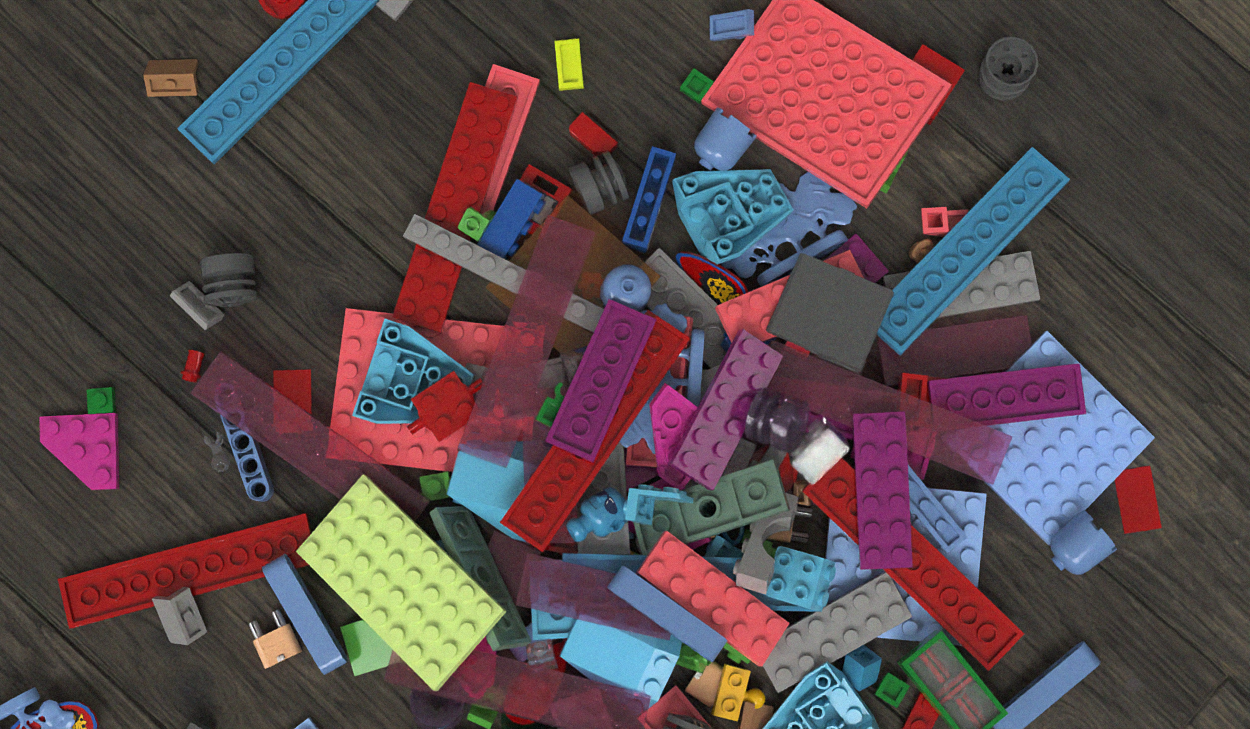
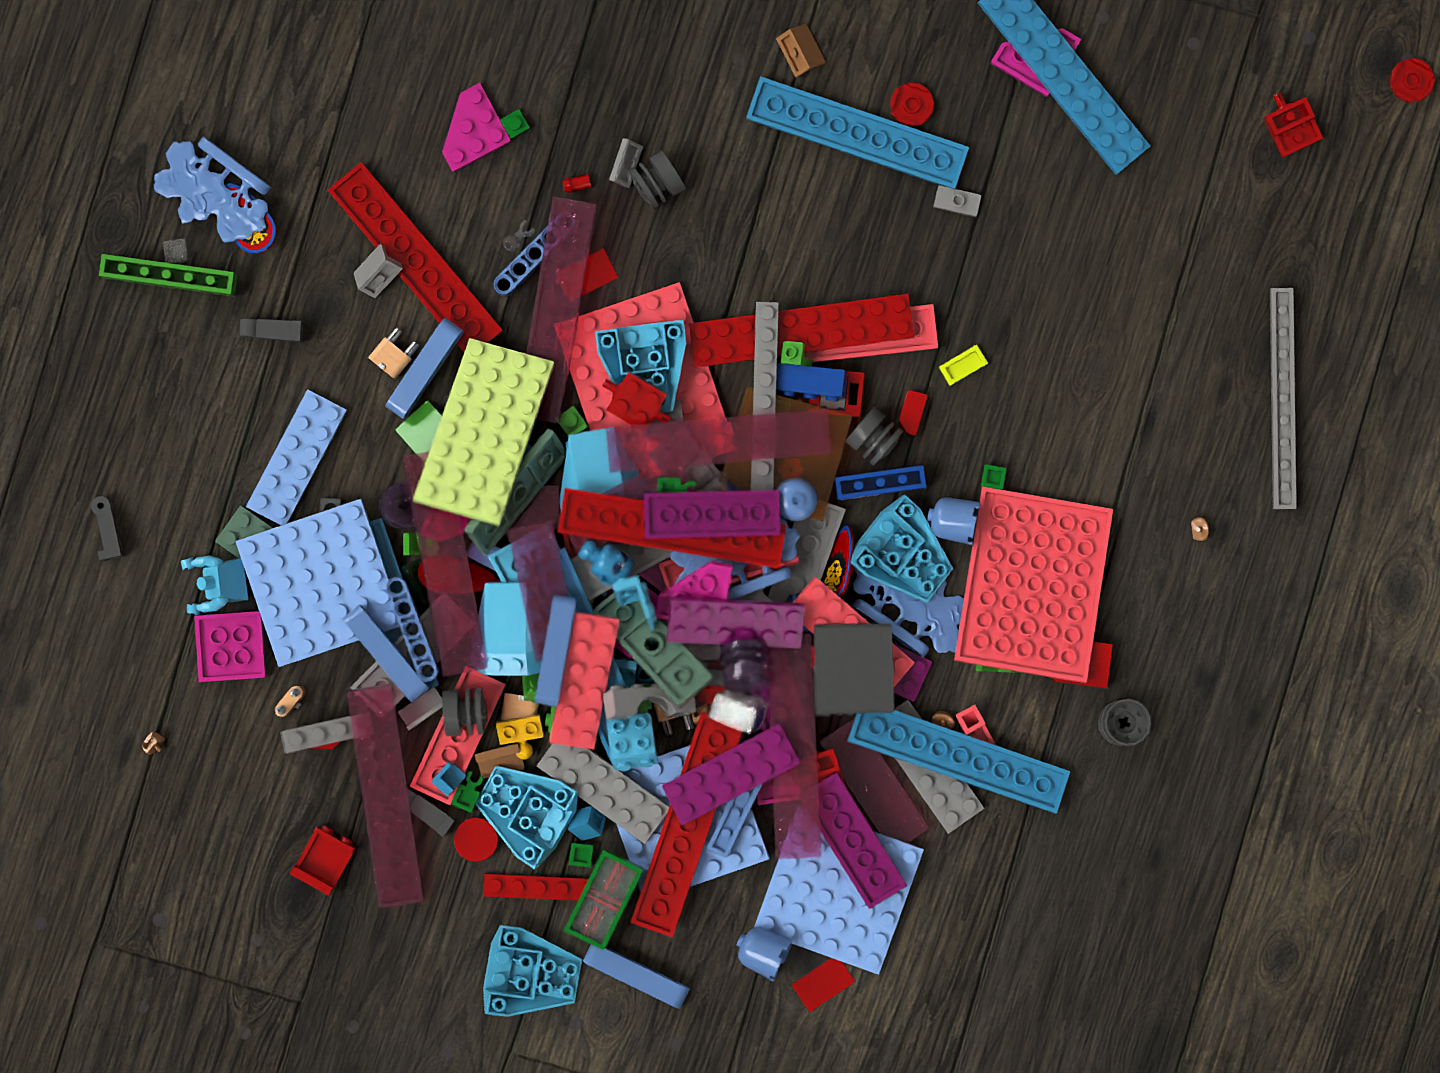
camera: 65 degrees right, 5 degrees up
(542, 654) = (479, 568): clear bracket -> none
(732, 25) = (1055, 482): medium blue tile -> none

